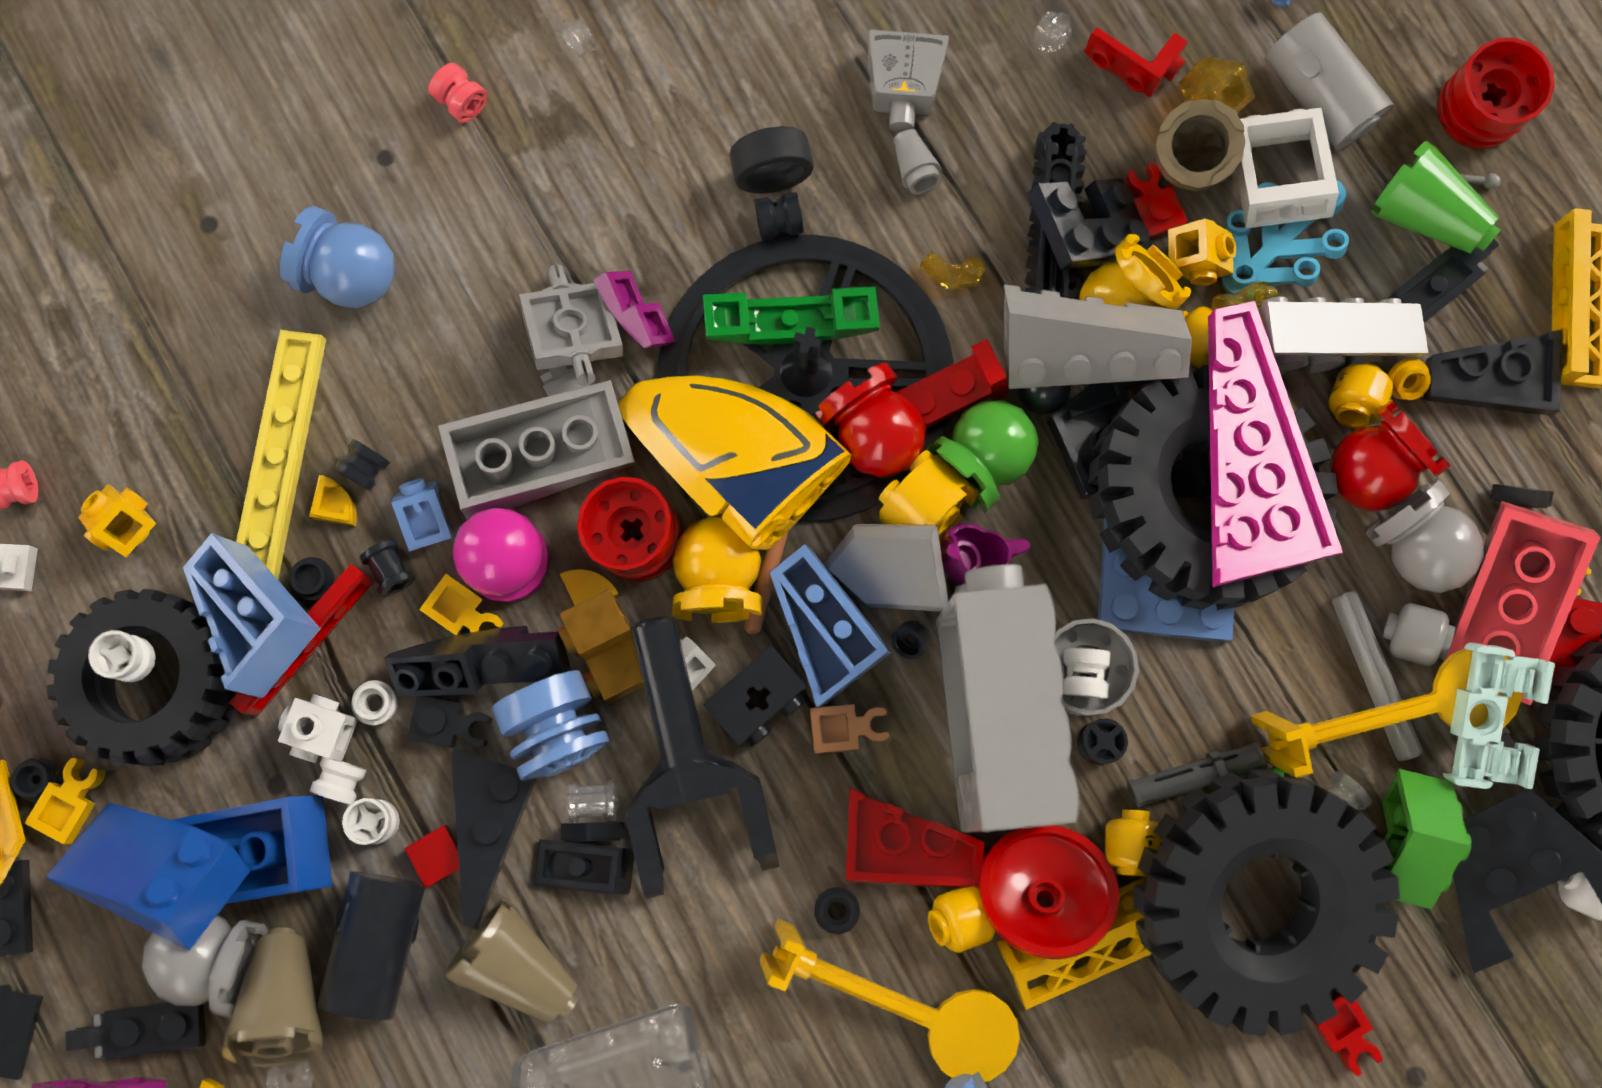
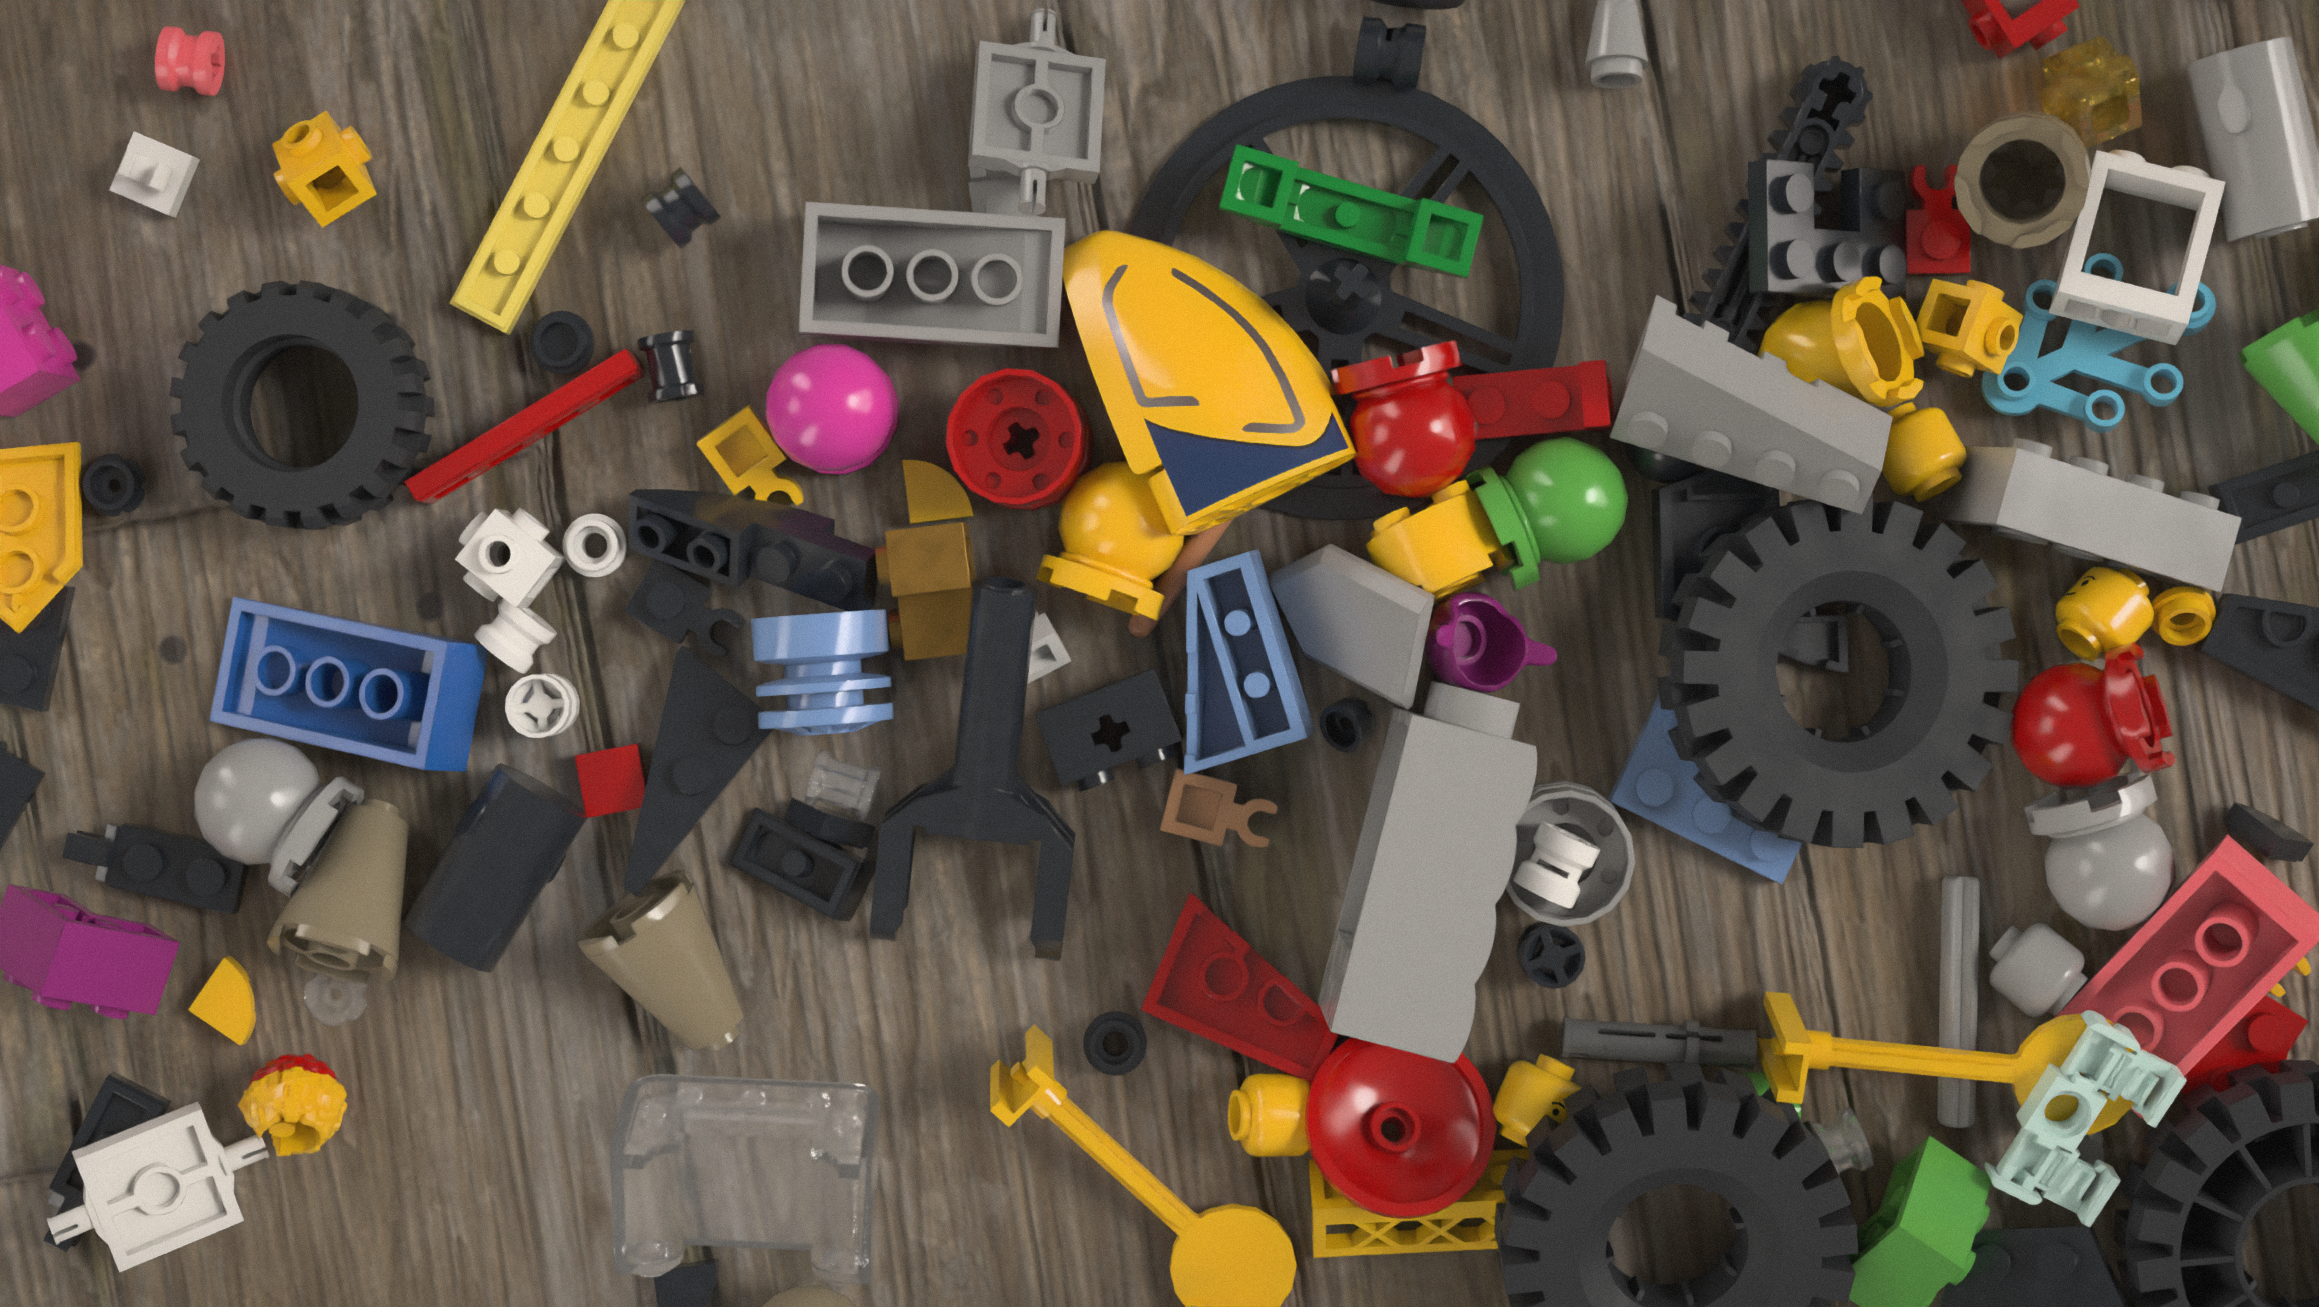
camera: 25 degrees right, 10 degrees up
(64, 807) = (141, 537): yellow plate -> none
(111, 652) = (276, 376): white wheel -> none
(152, 872) = (239, 671): blue slope -> none
(249, 613) = (470, 373): medium blue wedge -> none
(333, 503) = (624, 244): yellow tile -> none
(421, 514) = (741, 306): medium blue bracket -> none
(641, 321) = (1139, 144): magenta slope -> none
(954, 276) = (1607, 230): clear yellow arm -> none
(1257, 292) = (1997, 421): clear yellow arm -> none
(1262, 480) = (1904, 691): wing -> none

